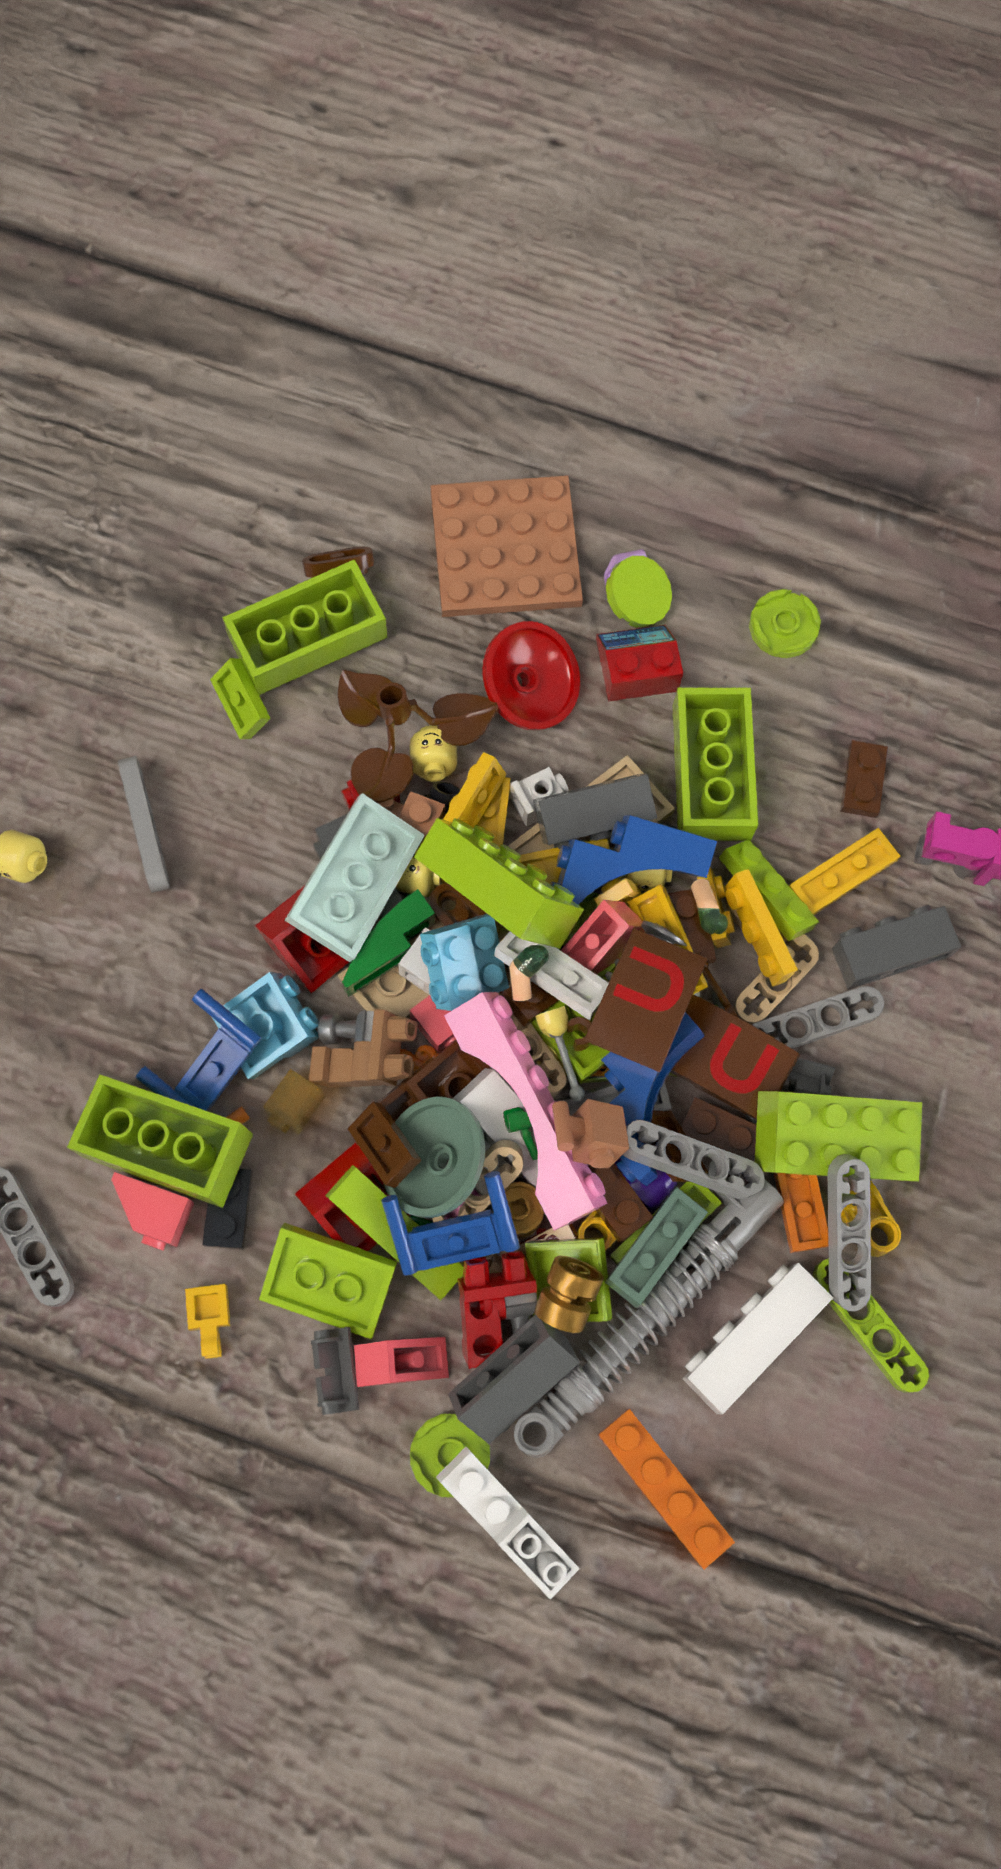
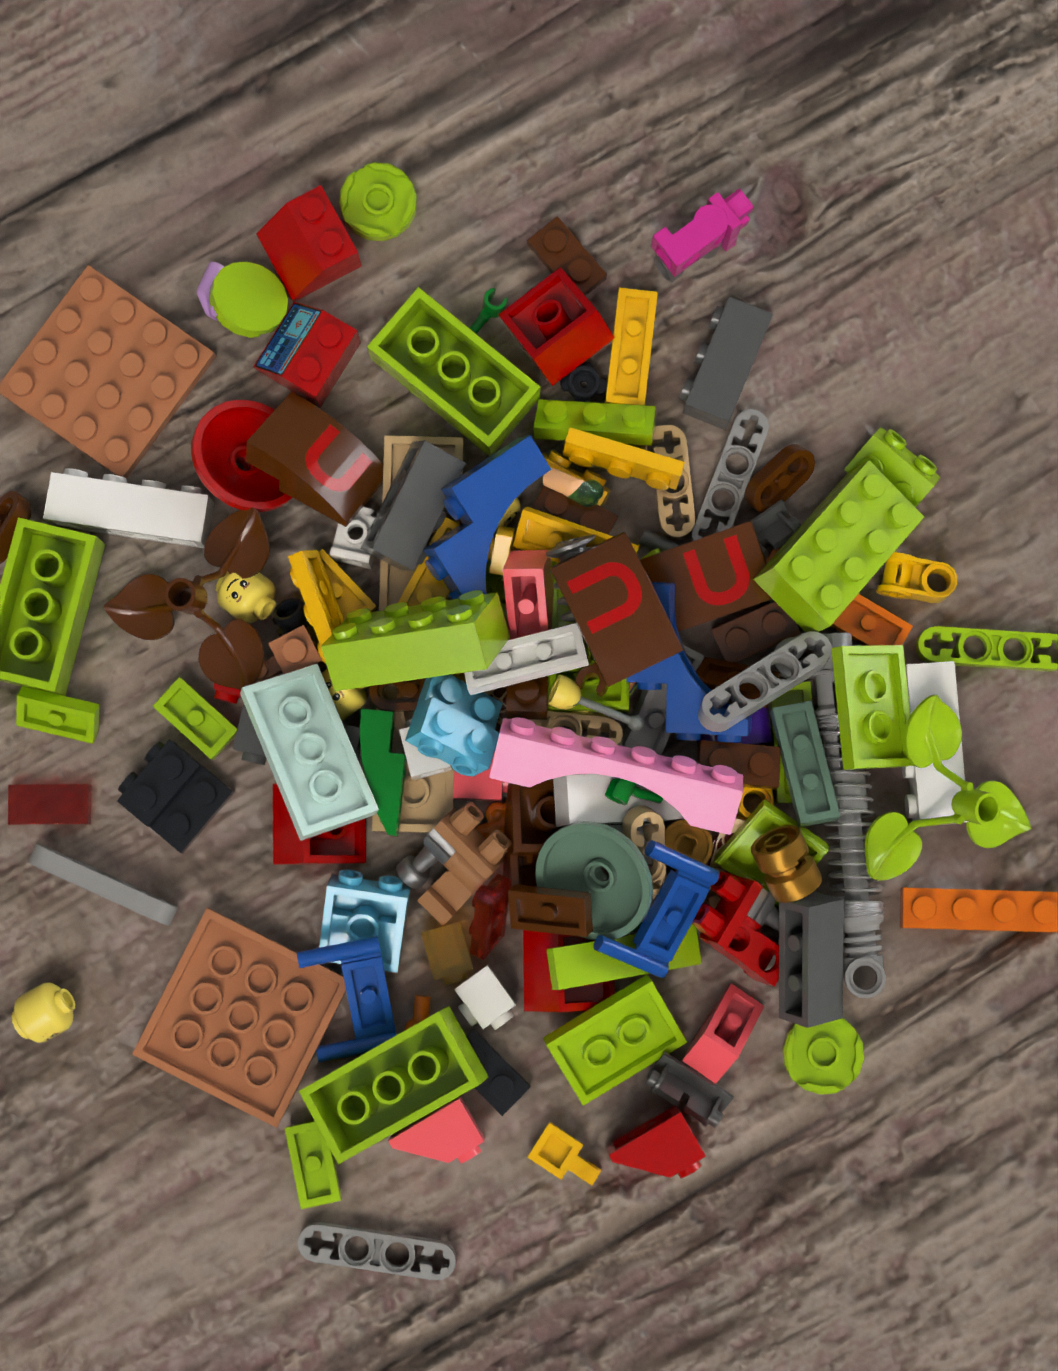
camera: 45 degrees left, 10 degrees up
(50, 1137) = (312, 1165): none -> lime plate
(123, 996) = (241, 1018): none -> nougat plate
(172, 745) = (49, 804): none -> clear red plate
(249, 821) = (174, 795): none -> black plate
(273, 1383) = (659, 1146): none -> red slope
(280, 1159) = (485, 999): none -> white brick
(315, 791) = (196, 718): none -> lime plate
(343, 1107) = (489, 916): none -> clear red plate
(424, 630) = (128, 509): none -> white brick
(507, 1522) = (910, 1051): white slope -> none
(523, 968) = (505, 681): arm -> none
(568, 720) = (315, 459): none -> reddish brown slope
(593, 1132) = (683, 742): nougat brick -> none
(713, 600) = (308, 244): none -> red slope
(718, 991) = (670, 542): reddish brown hinge -> none
(744, 1262) = (871, 705): none -> lime plate
(748, 1425) = (990, 809): none -> lime plant
(779, 756) = (489, 311): none -> green hand
(795, 854) = (584, 373): none -> black plate
(811, 807) = (557, 326): none -> red slope
(848, 1056) = (780, 477): none -> reddish brown plate
(856, 1231) = (922, 602): light grey beam -> none
(939, 1142) = (908, 473): none -> lime bracket

